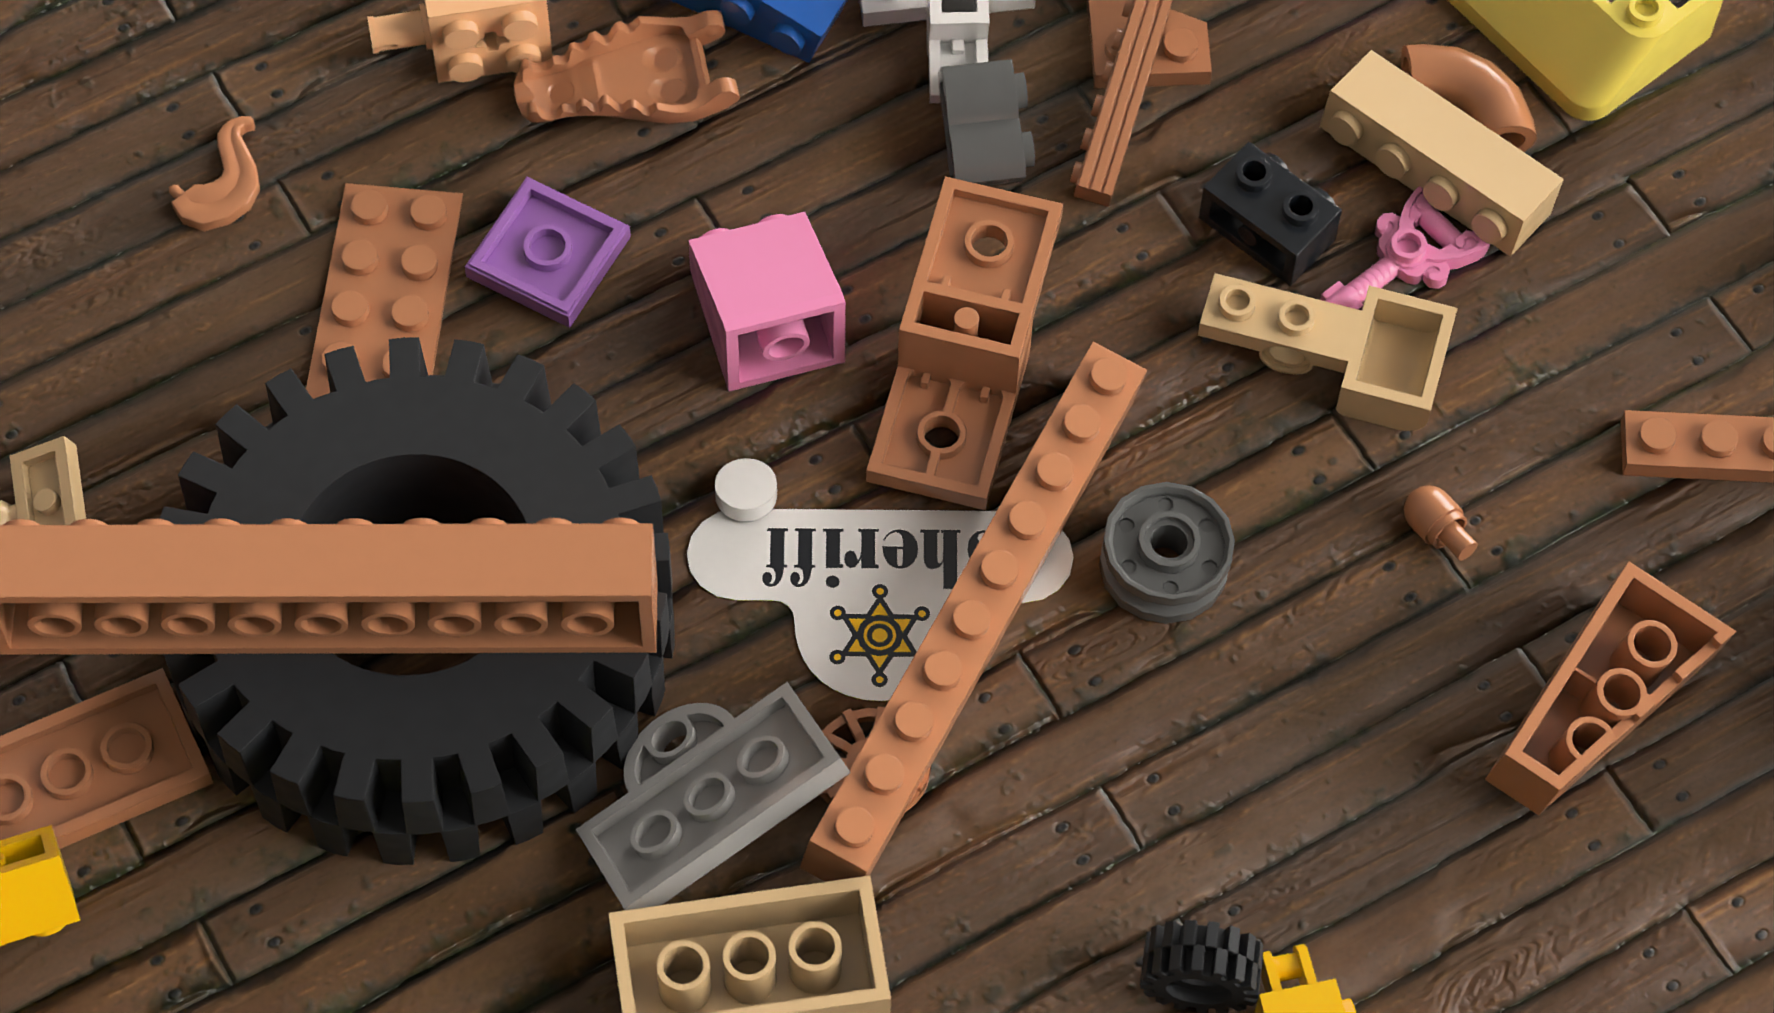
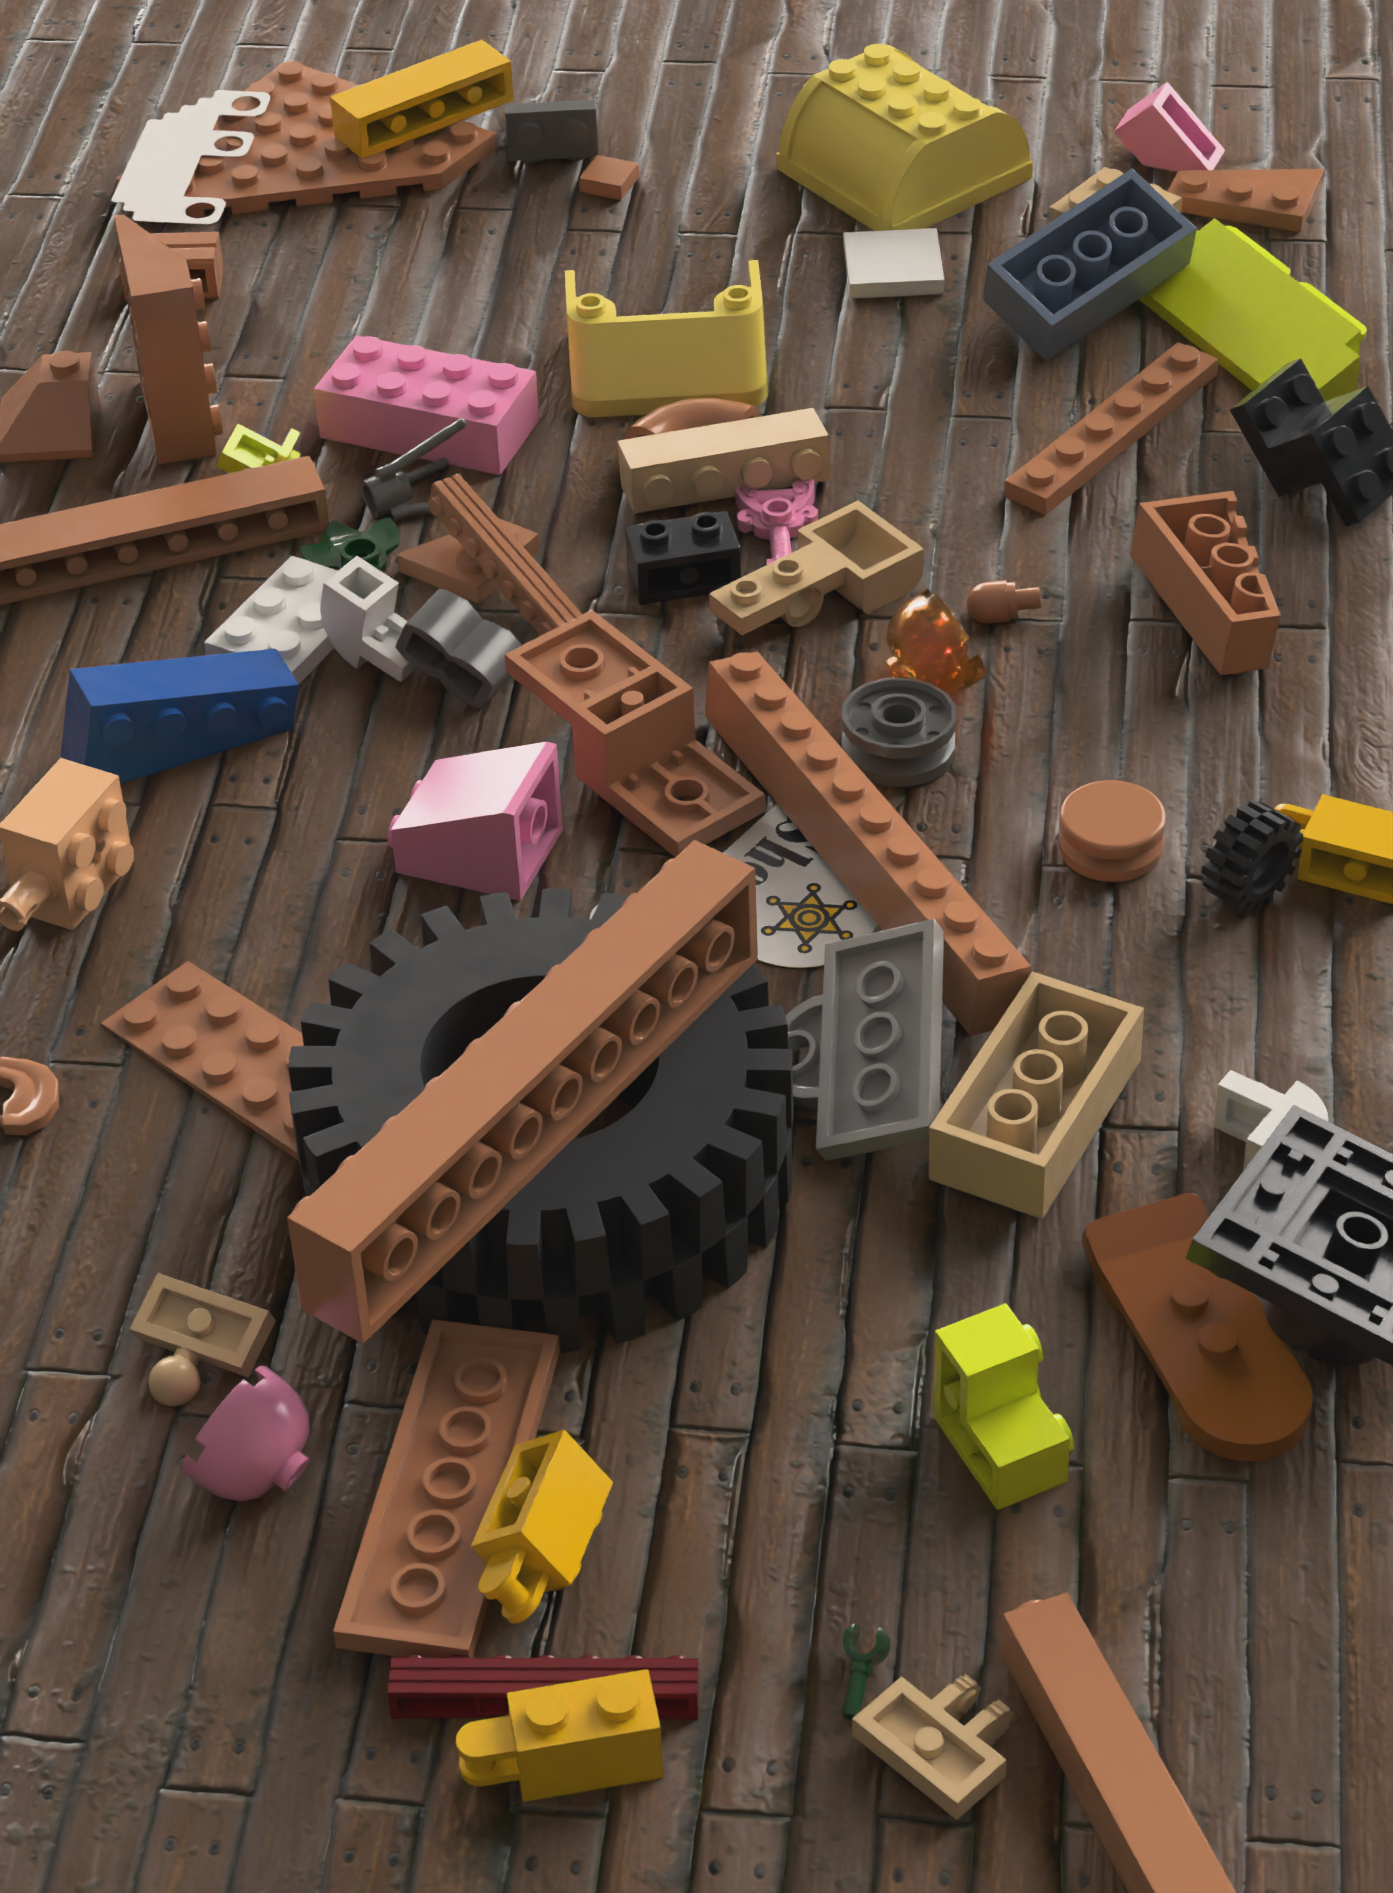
camera: 50 degrees left, 20 degrees down
(548, 251) = (300, 928): medium lavender plate -> none
(634, 72) = (201, 807): nougat animal -> none
(1172, 819) = (1112, 831): none -> nougat head
(1296, 509) = (931, 646): none -> clear orange cylinder

